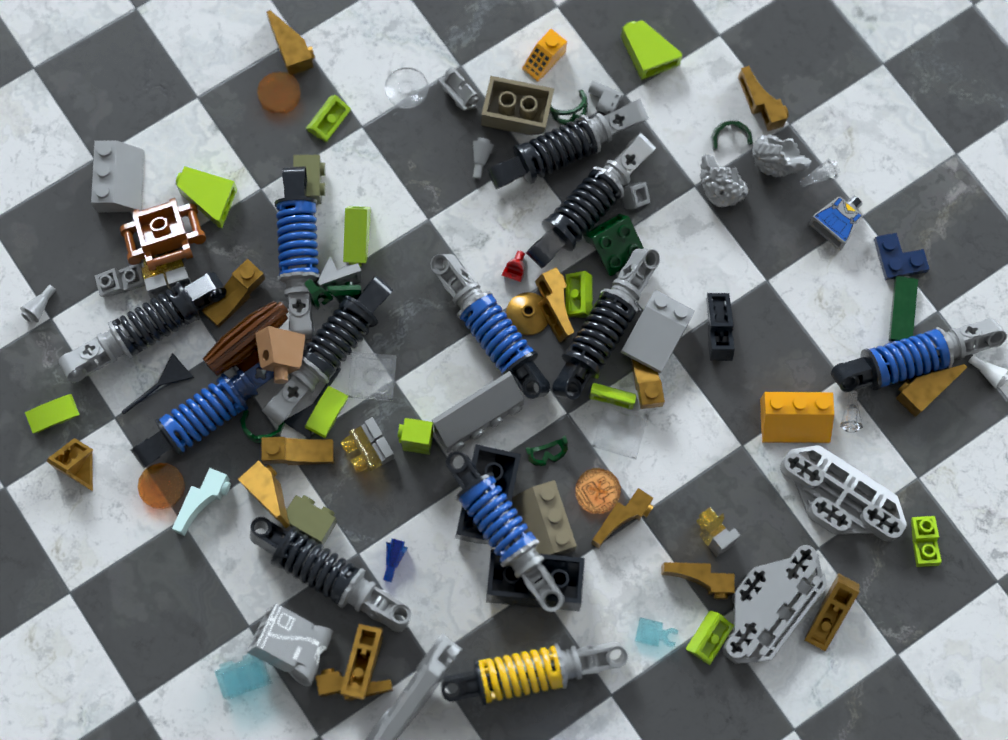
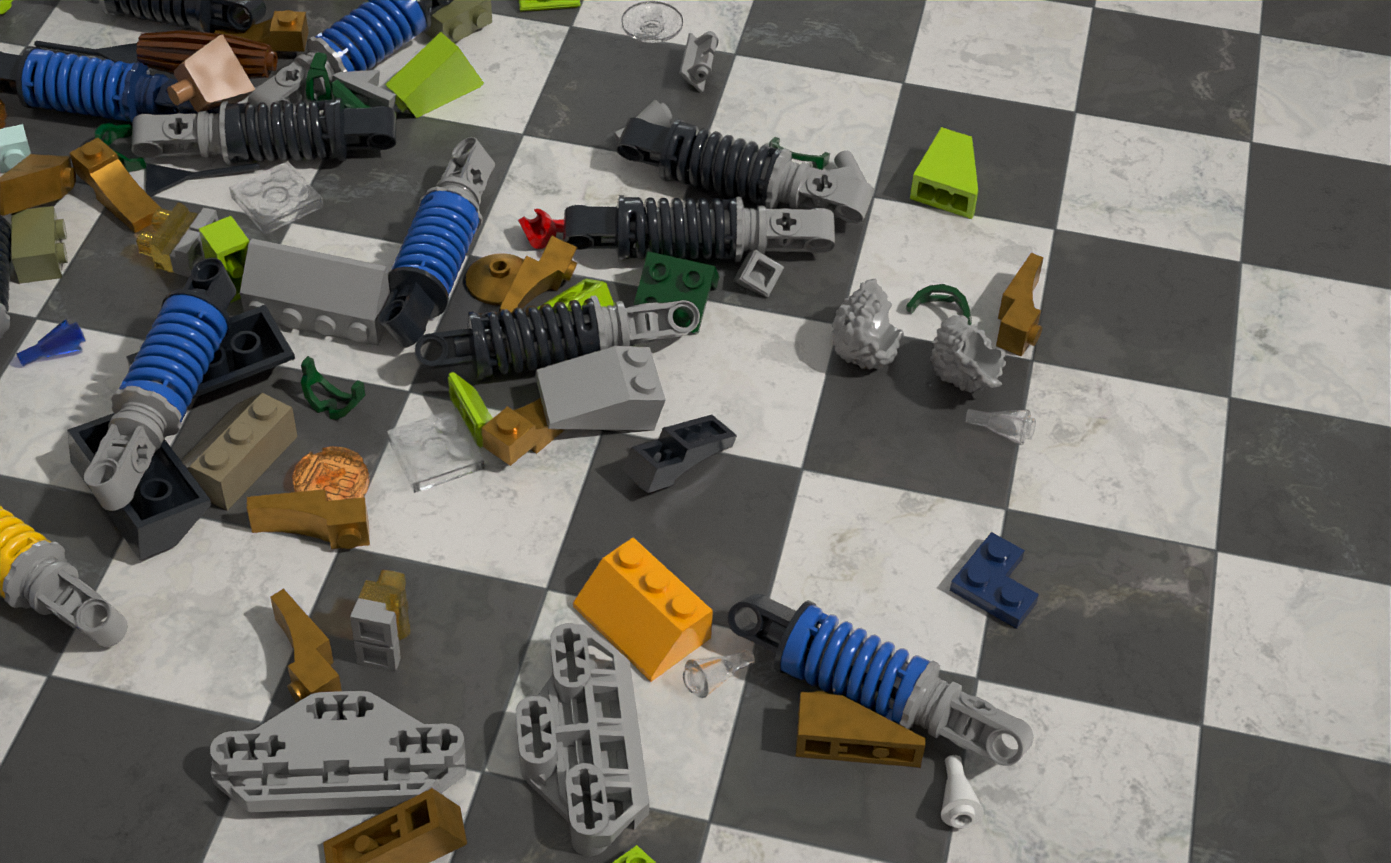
camera: 50 degrees right, 25 degrees down
(326, 411) = (182, 181): lime slope -> none
(516, 106) = (734, 101): dark tan brick -> none
(545, 55) = (830, 98): light orange slope -> none
(651, 632) = (179, 659): clear light blue plate -> none
(710, 637) = (205, 726): lime slope -> none
(838, 220) = (964, 477): torso -> none
(903, 308) = (939, 627): dark green tile -> none

